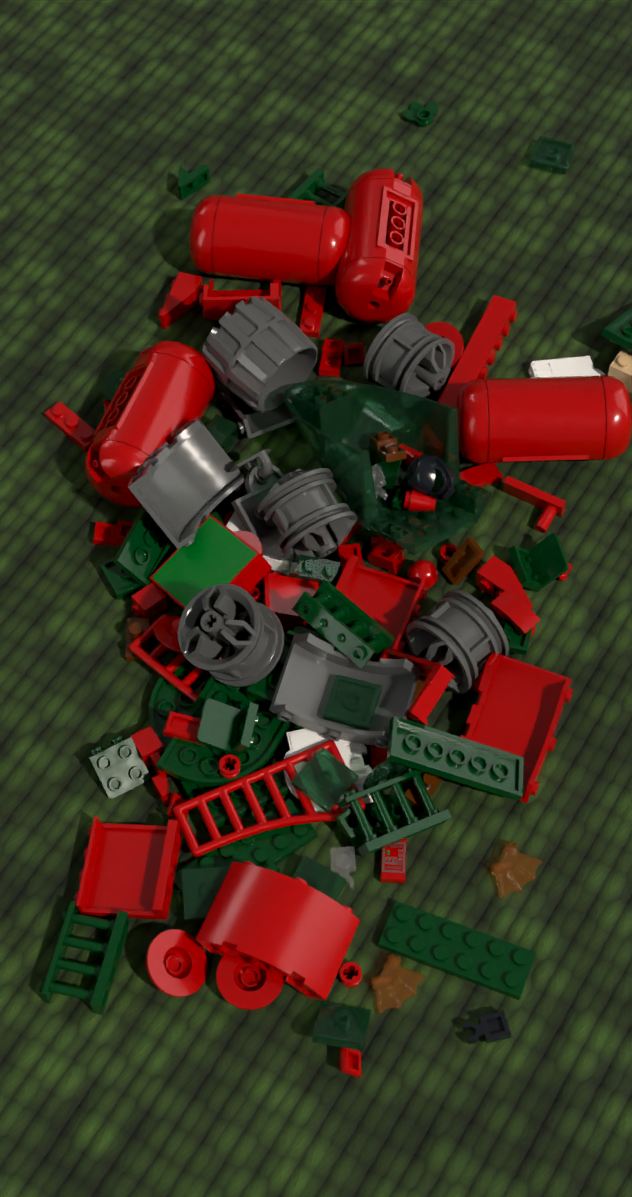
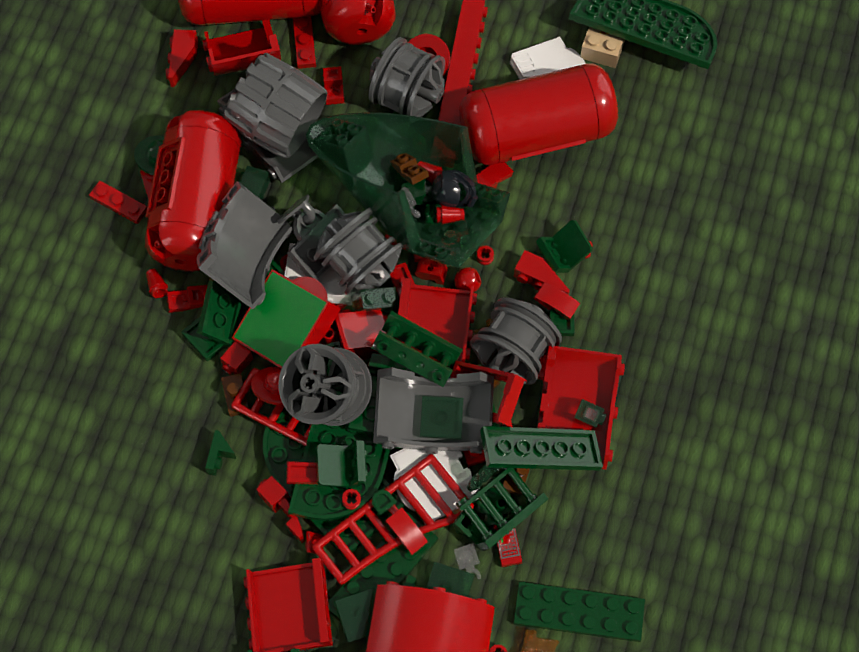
camera: 15 degrees left, 10 degrees up
(87, 512) = (156, 284): none -> red cone
(101, 690) = (218, 449): none -> dark green slope
(118, 766) = (252, 516): bracket -> none
(263, 776) = (382, 501): none -> dark green tile
(281, 813) = (406, 531): none -> red slope
(324, 780) = (435, 492): clear green plate -> none
(354, 353) = (352, 78): red slope -> none
(463, 561) = (500, 261): reddish brown tile -> none
(514, 869) = (609, 530): clear orange arm -> none
(522, 738) = (590, 413): none -> clear green window
(550, 504) = (561, 189): red piece -> none

